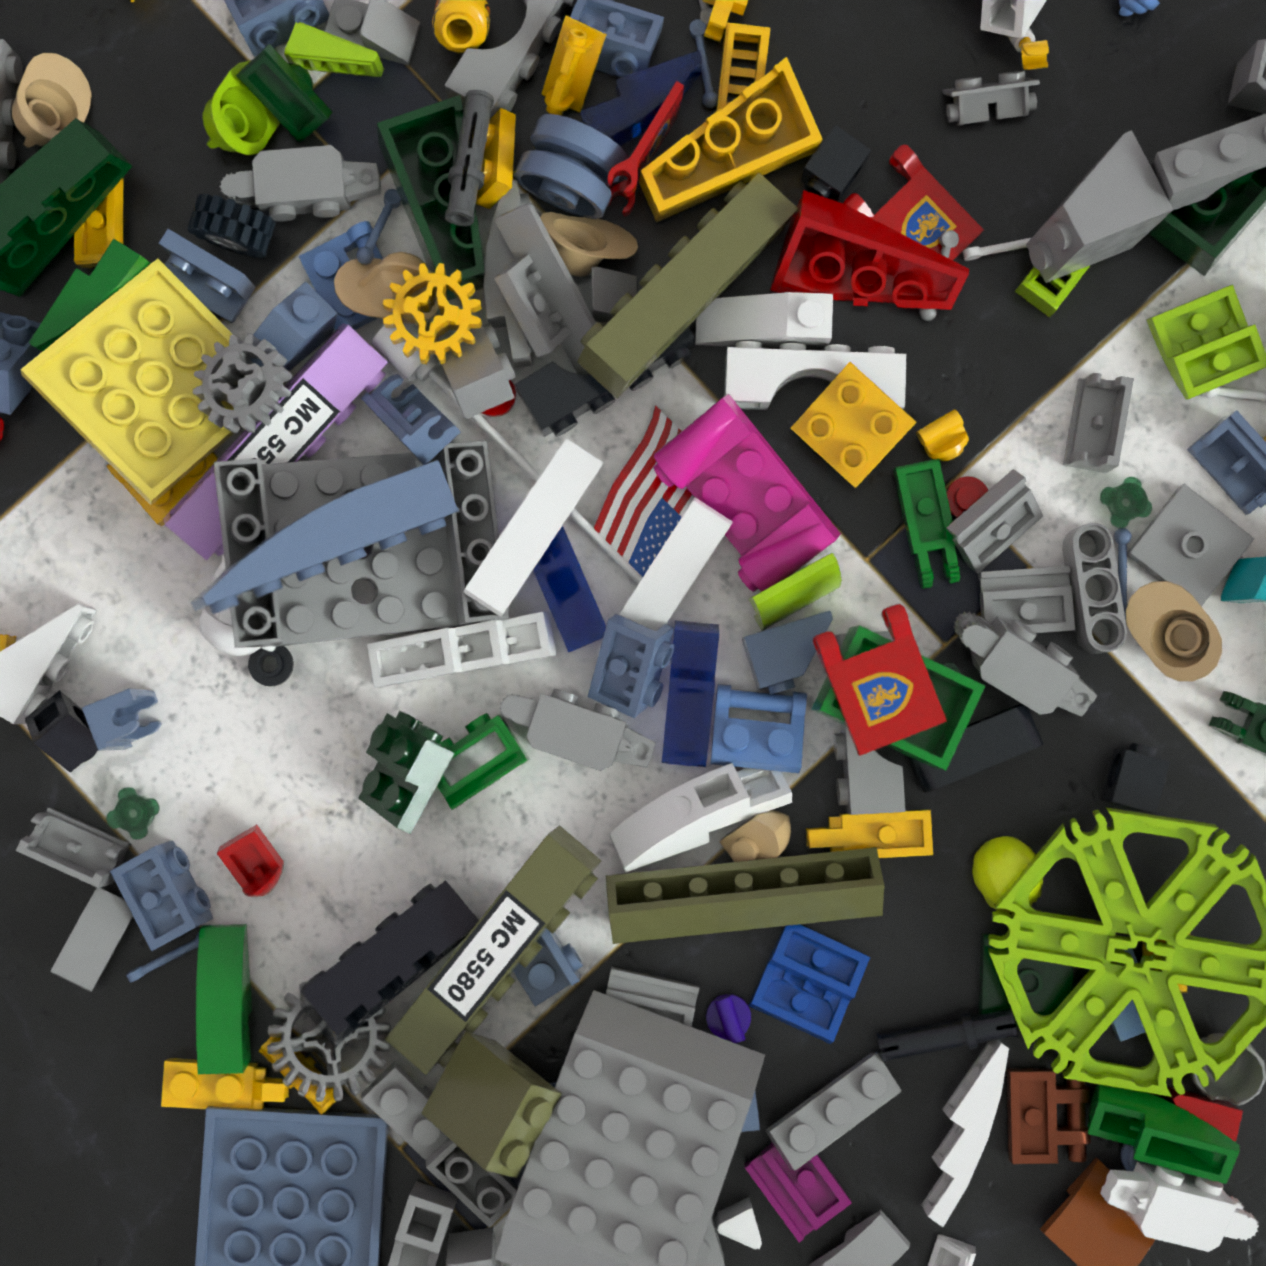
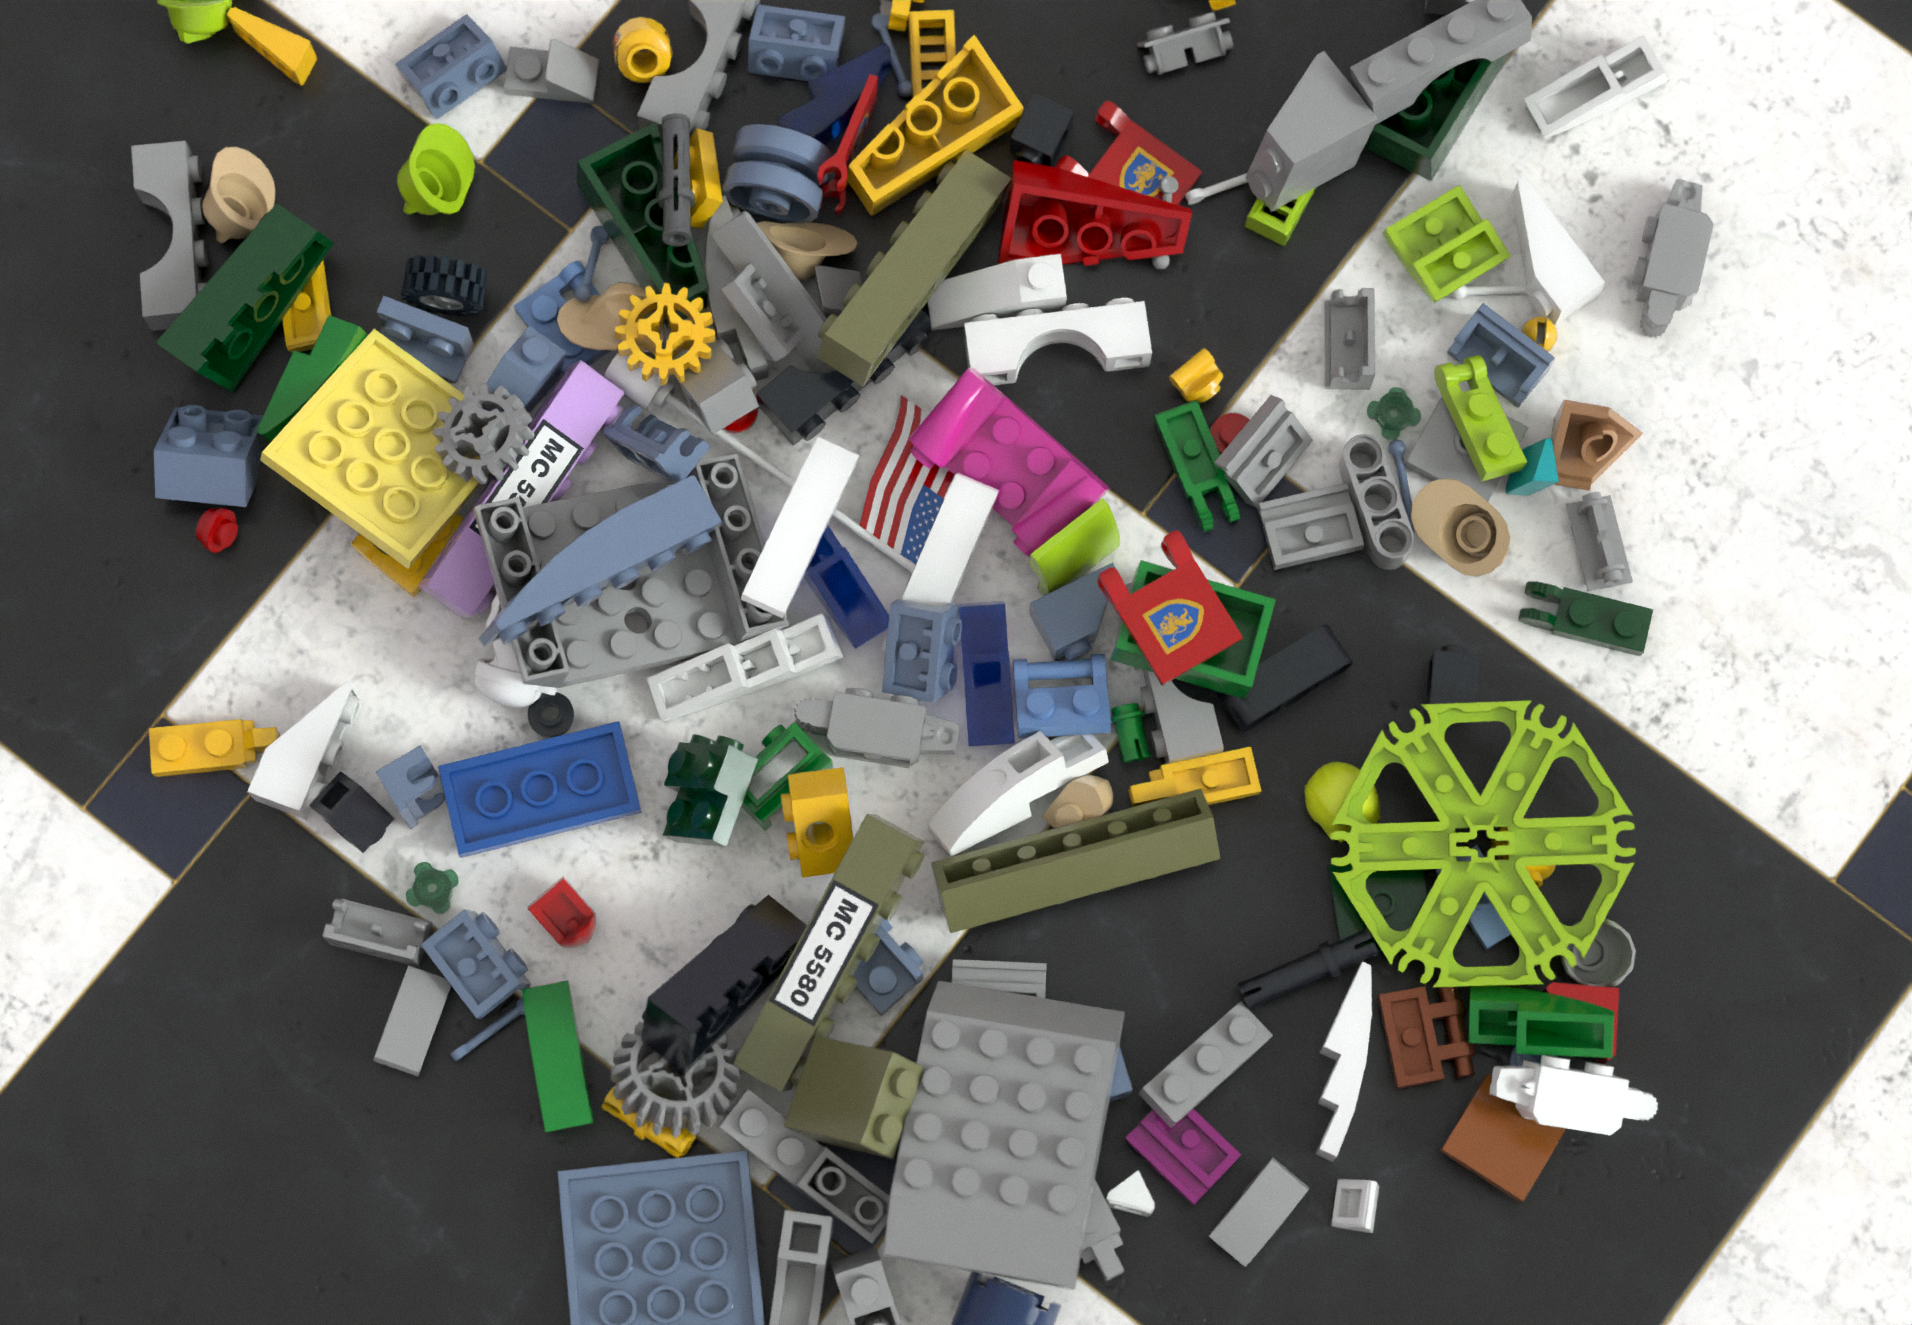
camera: 15 degrees left, 10 degrees down
(187, 1089) = (543, 1154): yellow hinge -> none
(248, 735) = (539, 789): none -> blue plate
(285, 92) = (477, 148): dark green tile -> none
(302, 182) = (509, 232): light grey hinge -> none
(329, 53) = (512, 103): lime slope -> none
(505, 817) = (813, 799): none -> yellow brick
(572, 66) = (761, 78): yellow hinge -> none
(728, 1017) = (1082, 987): dark purple plate -> none
(809, 981) = (1158, 943): blue slope -> none
(818, 775) = (1130, 732): none -> green pin
(853, 424) = (1103, 379): yellow hinge -> none
(1022, 666) = (1318, 588): light grey hinge -> none
(1211, 524) = (1479, 418): none -> lime plate

